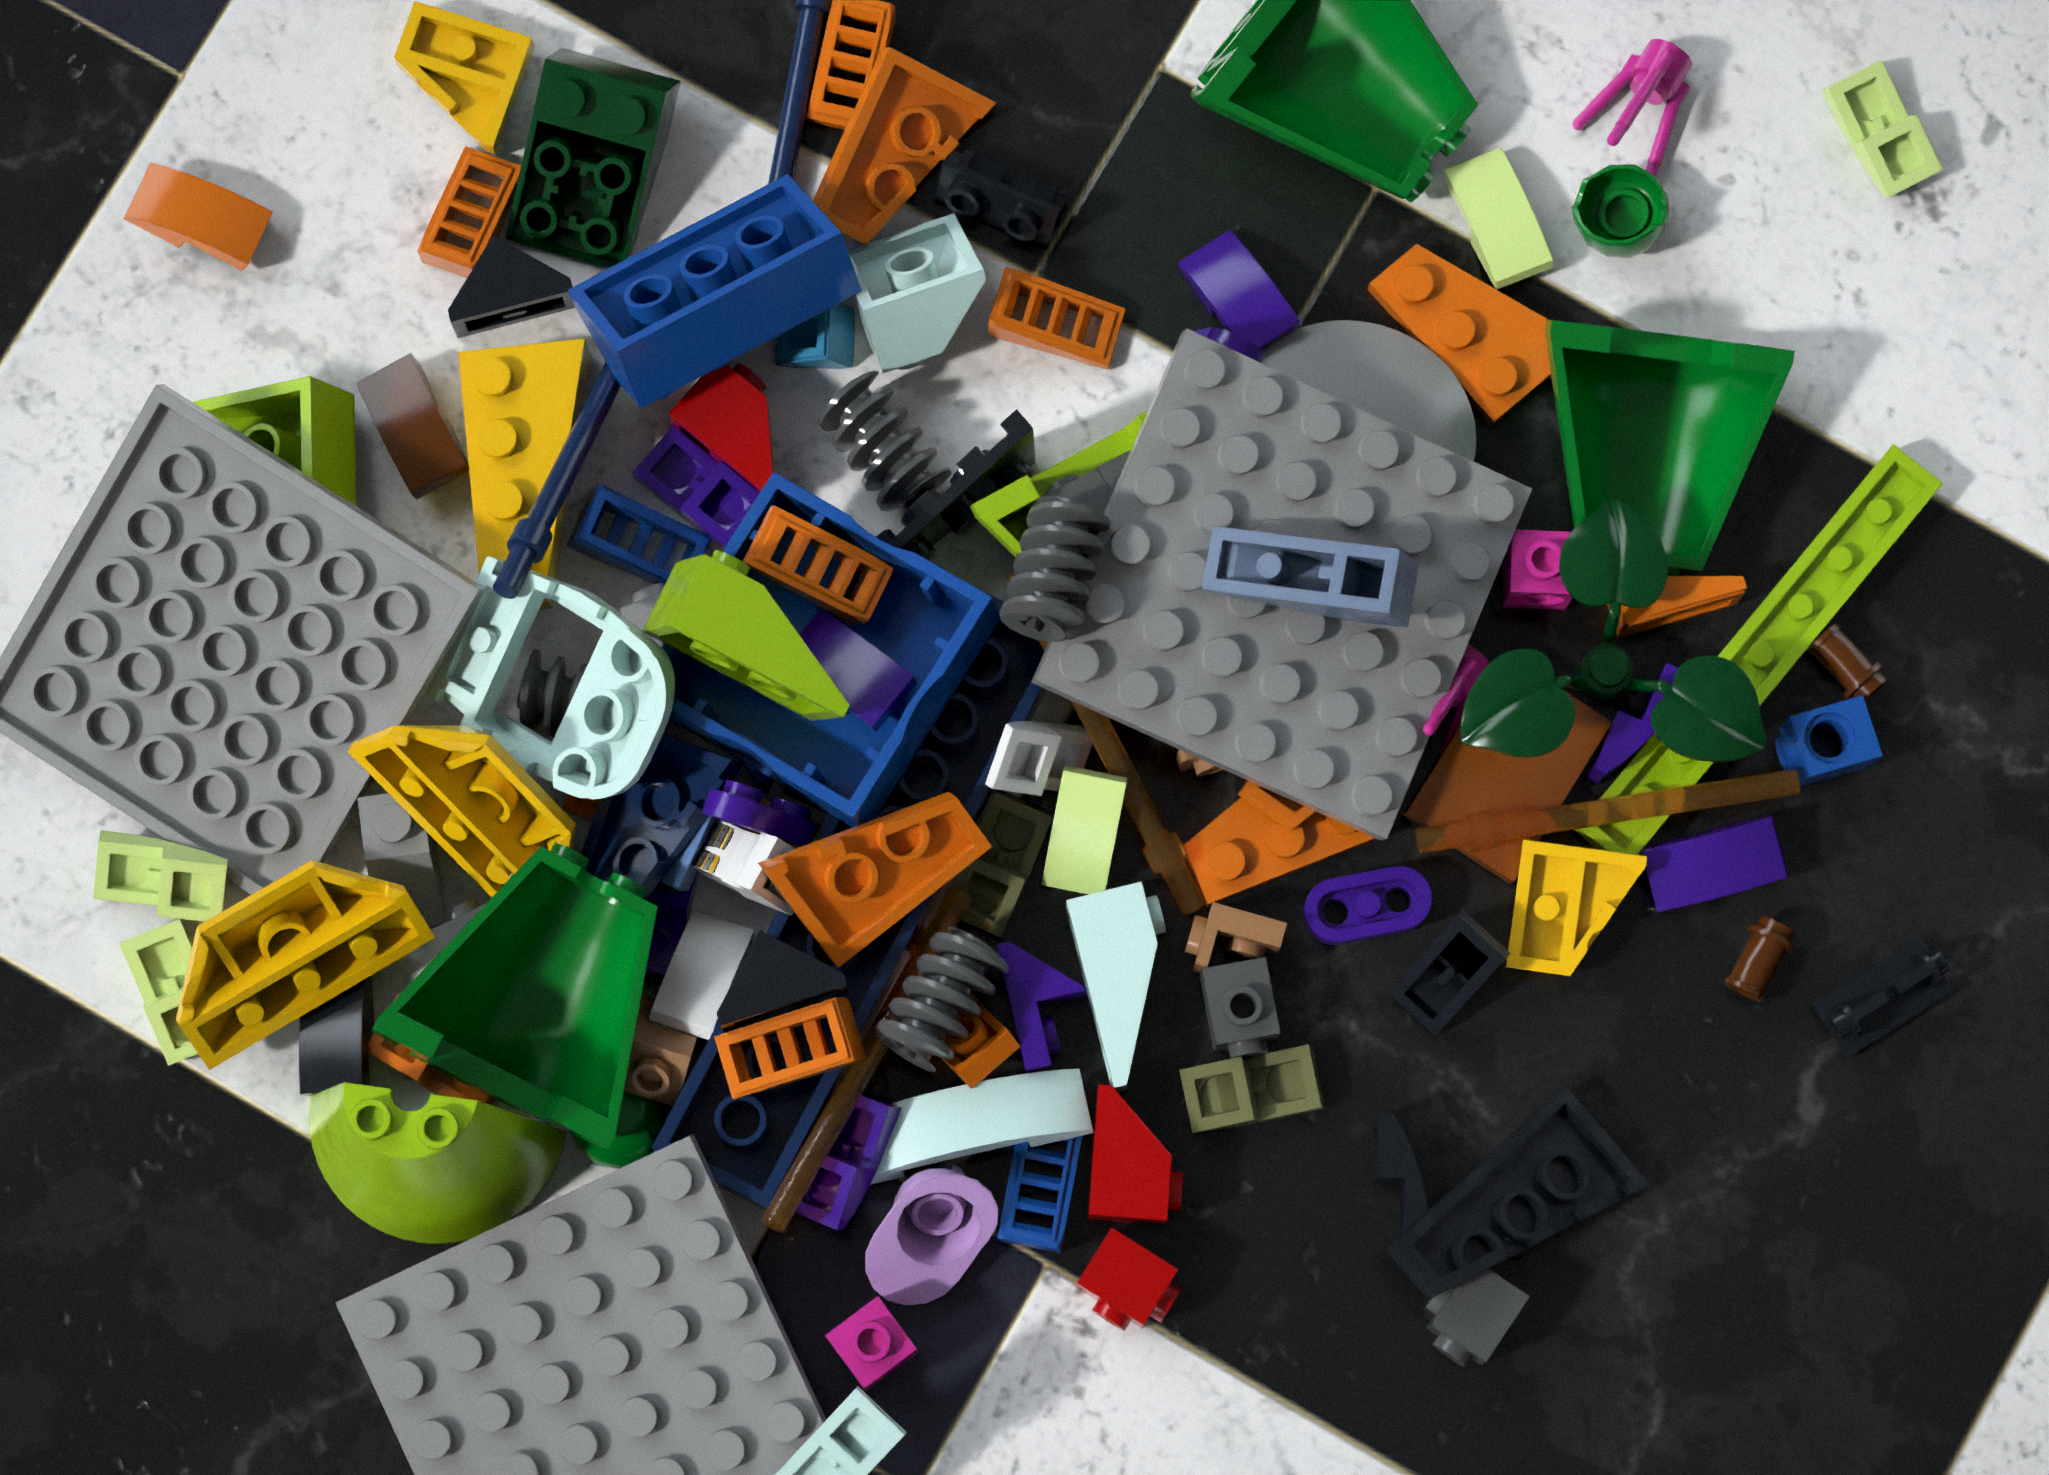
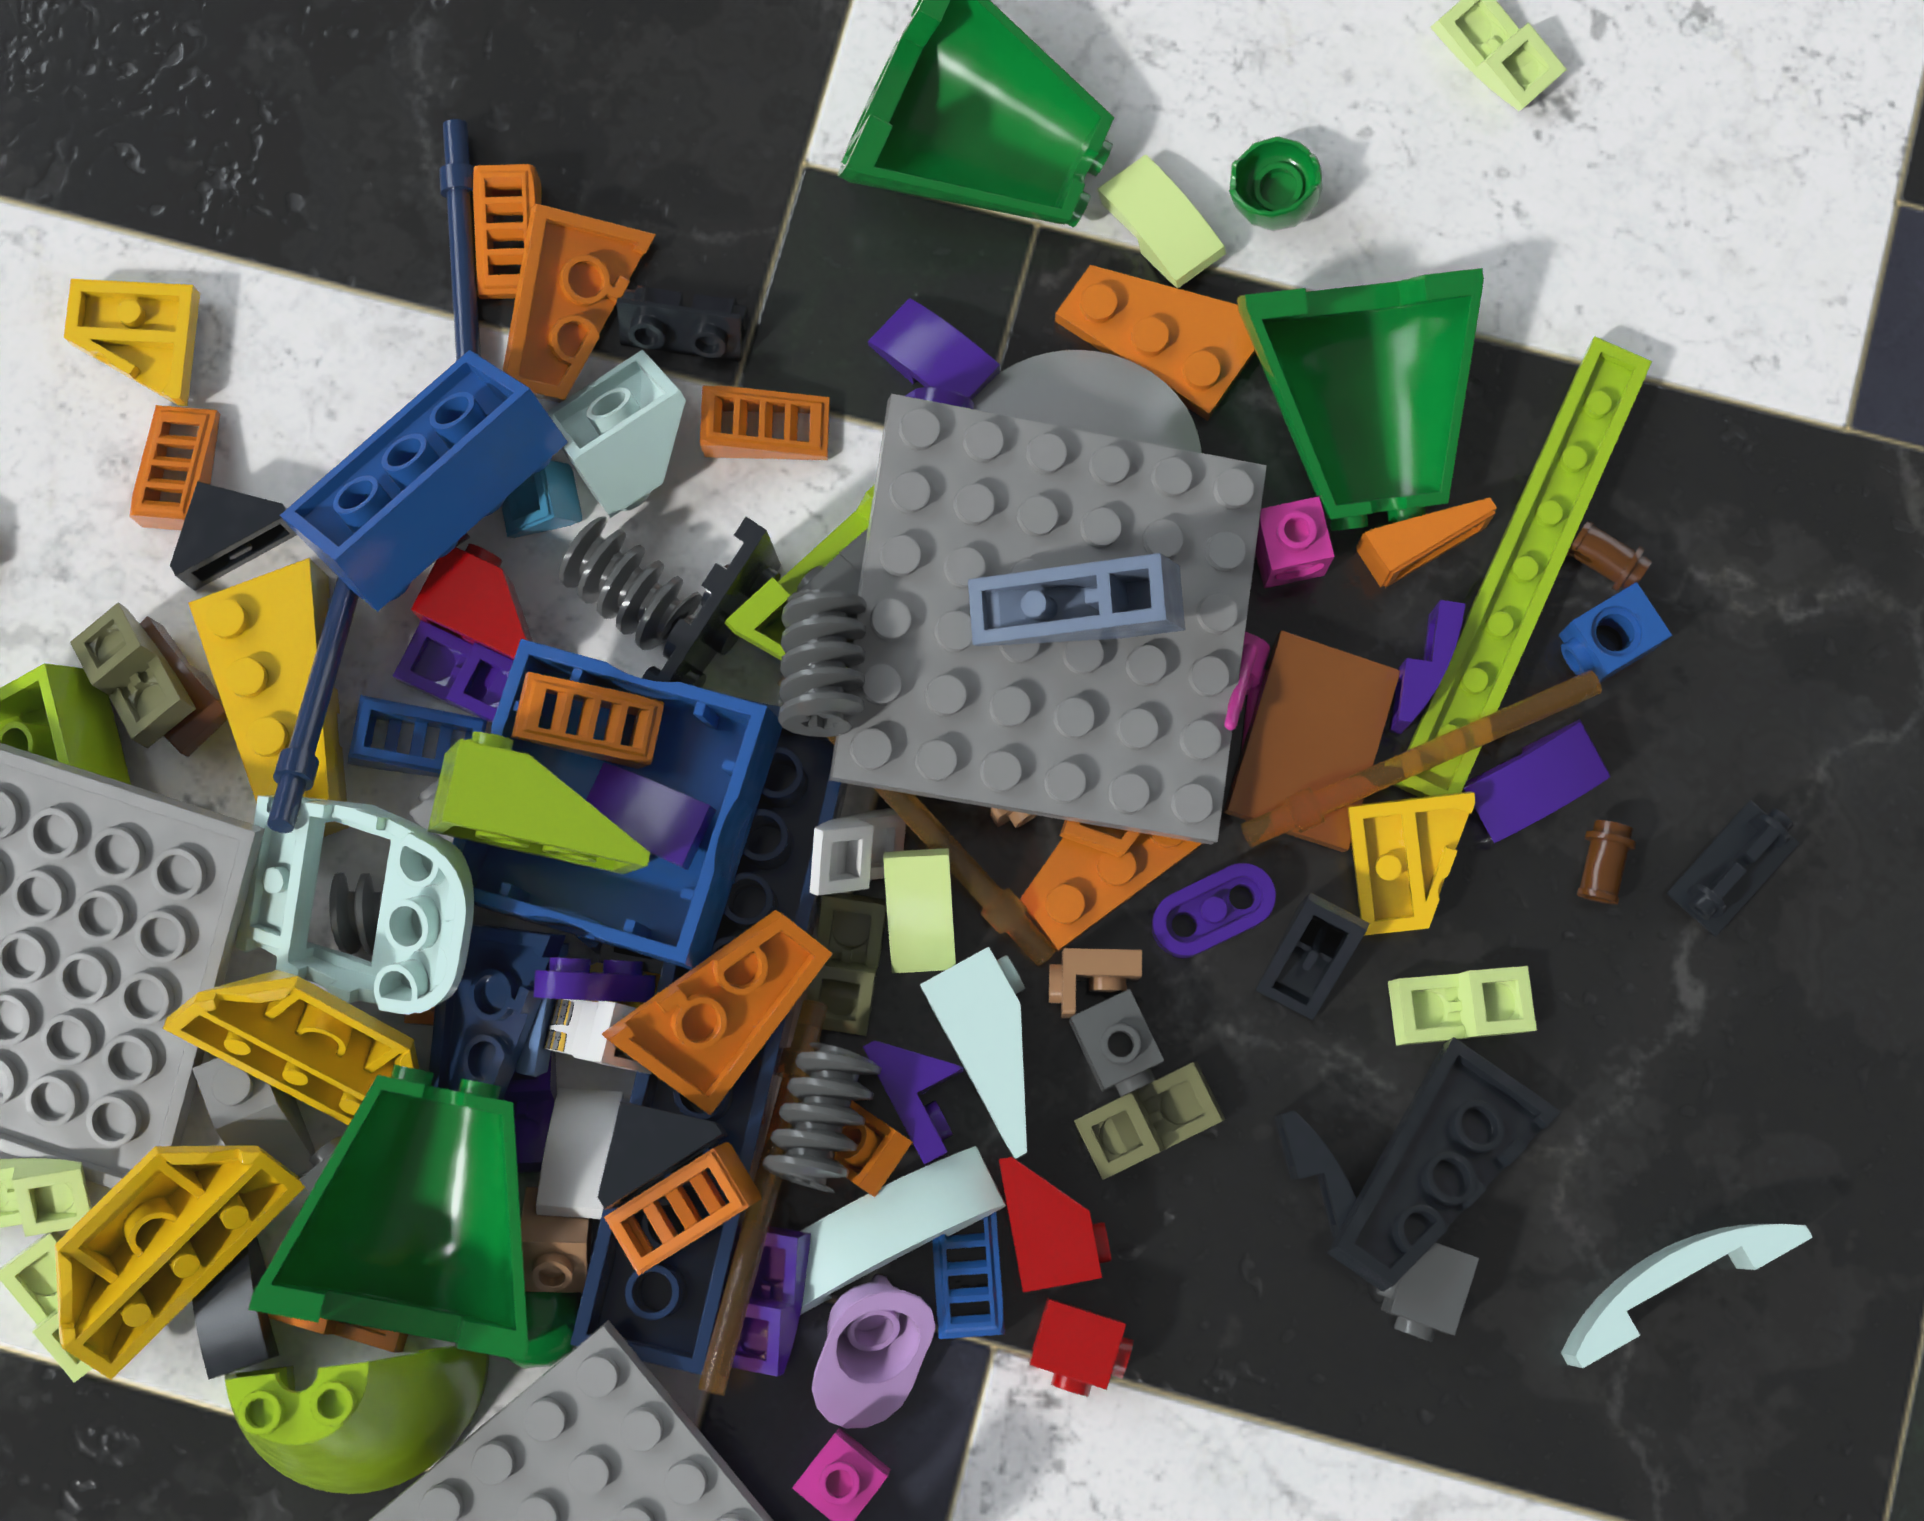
camera: 10 degrees left, 0 degrees up
(386, 407) = (134, 674): none -> olive slope
(591, 157) = (277, 383): dark green slope -> none
(1583, 1059) = (1462, 1005): none -> yellowish green slope
(1613, 561) = (1322, 684): dark green plant -> none
(1654, 77) = (1273, 54): dark pink plant -> none
(1790, 1353) = (1607, 1323): none -> light aqua slope

